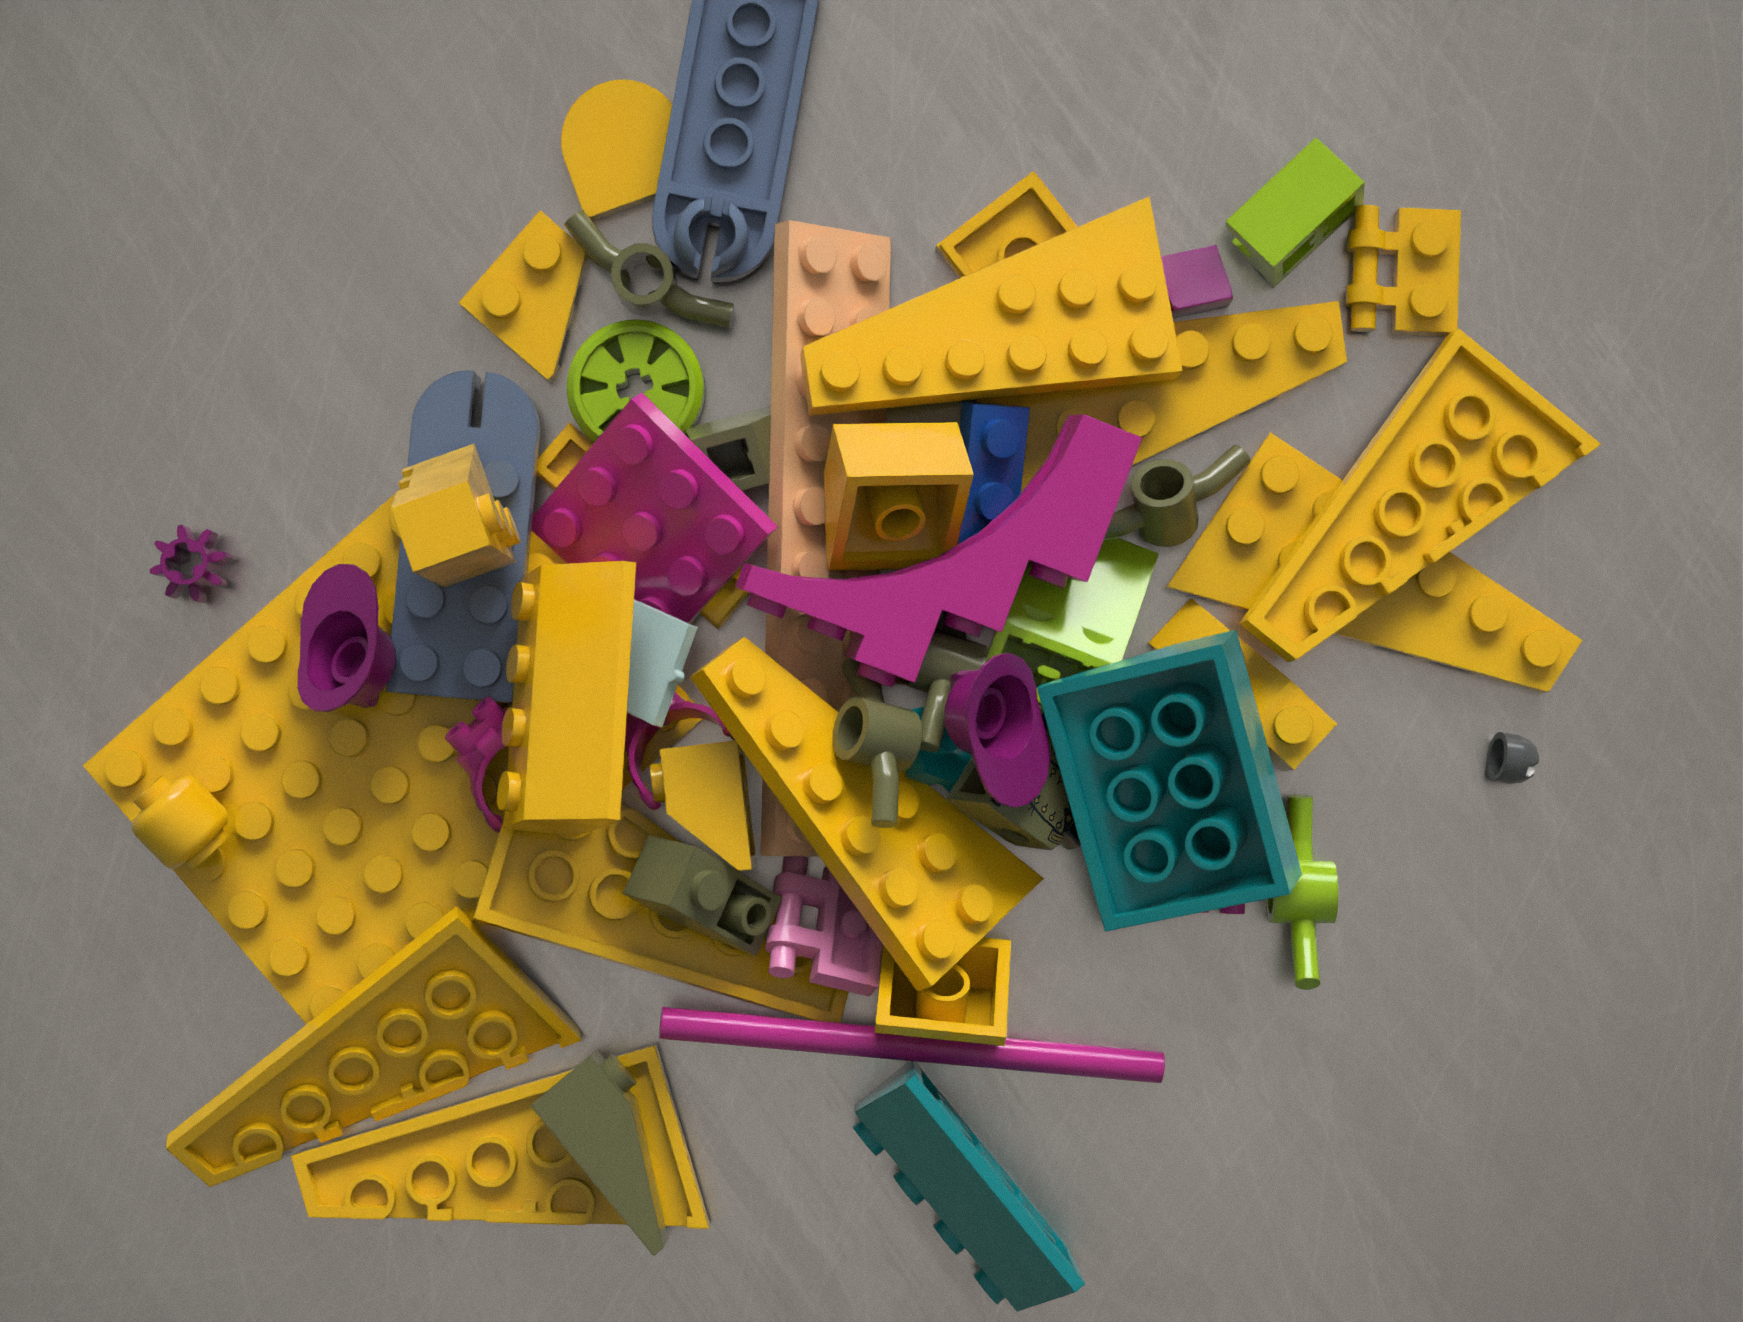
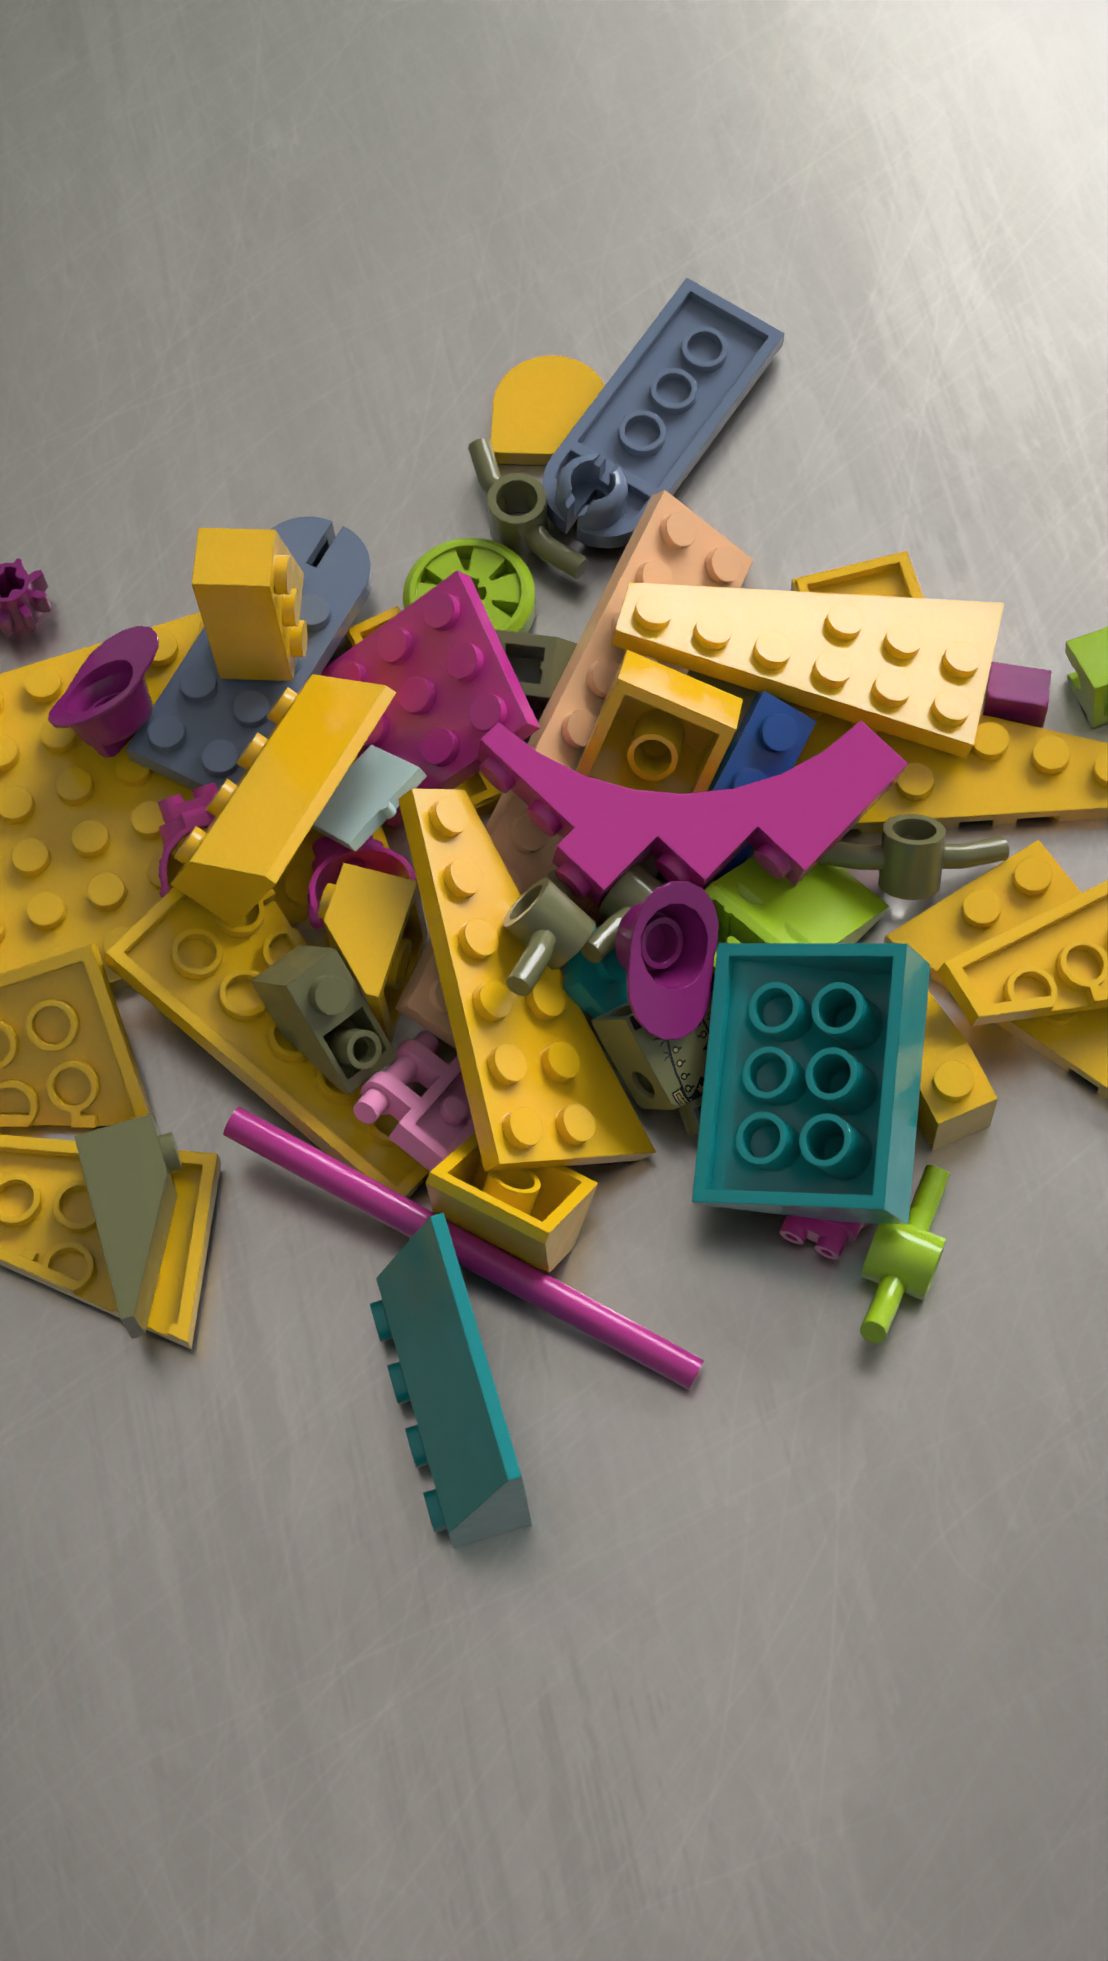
camera: 25 degrees right, 20 degrees down
(531, 293) = (414, 497): yellow wing -> none

